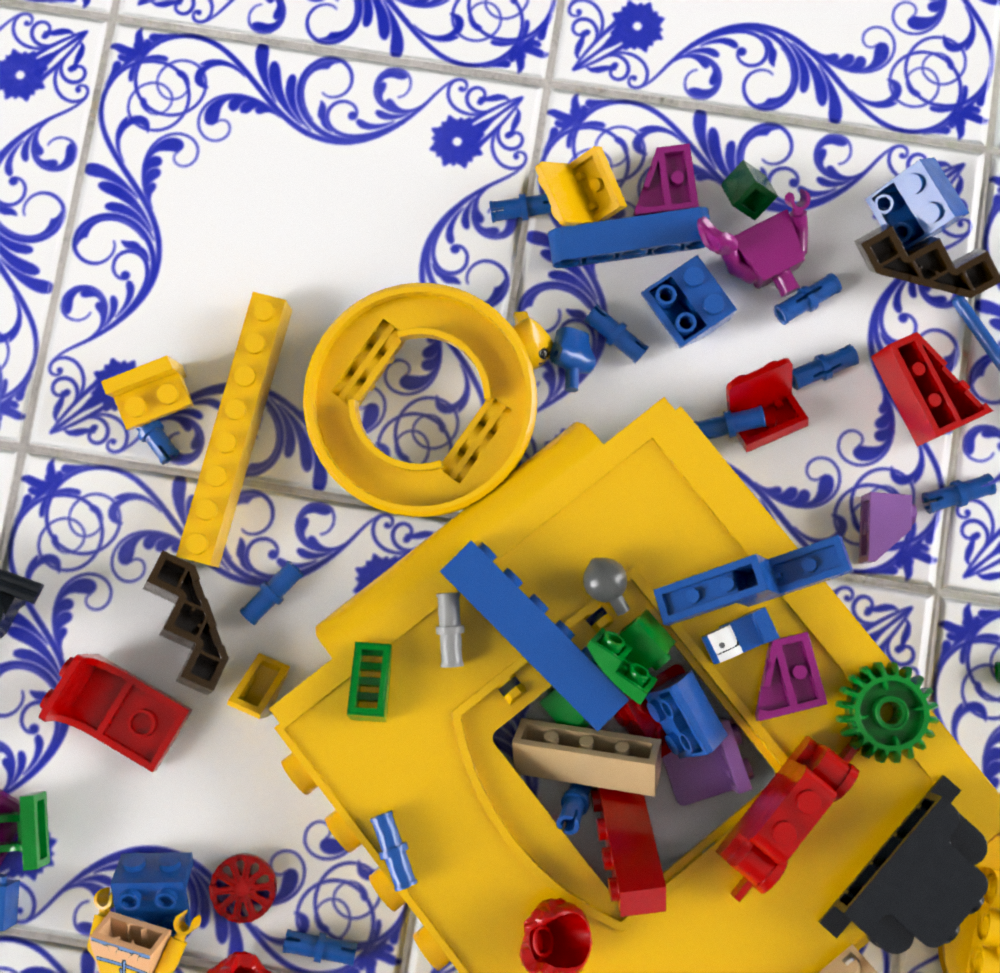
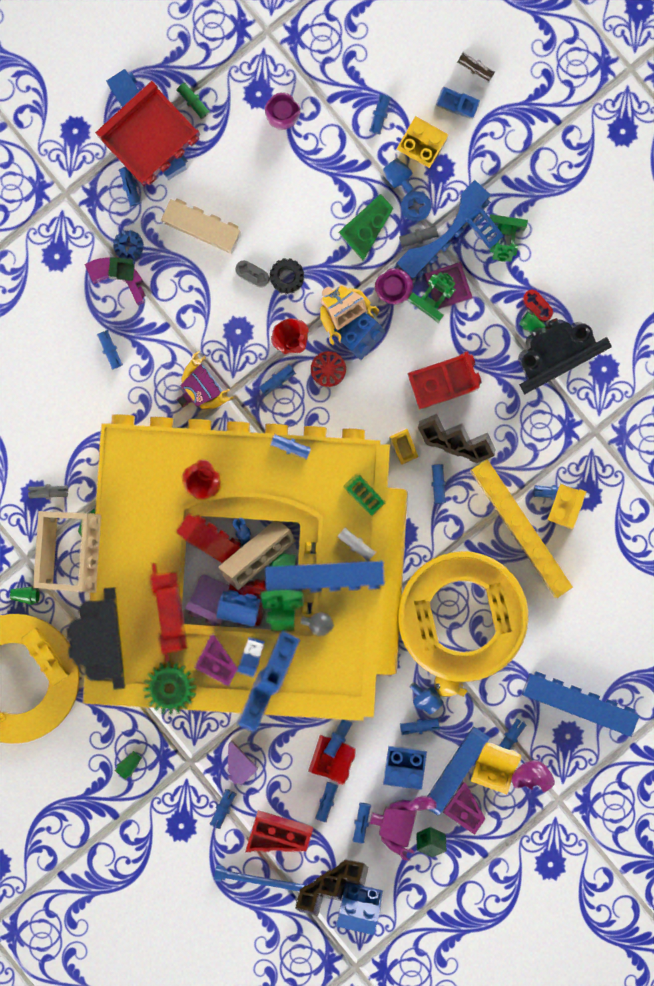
camera: 130 degrees right, 5 degrees up
(41, 902) = (394, 286): none -> magenta piece
(401, 156) = (580, 704): none -> blue brick
(542, 137) = (533, 774): none -> magenta piece

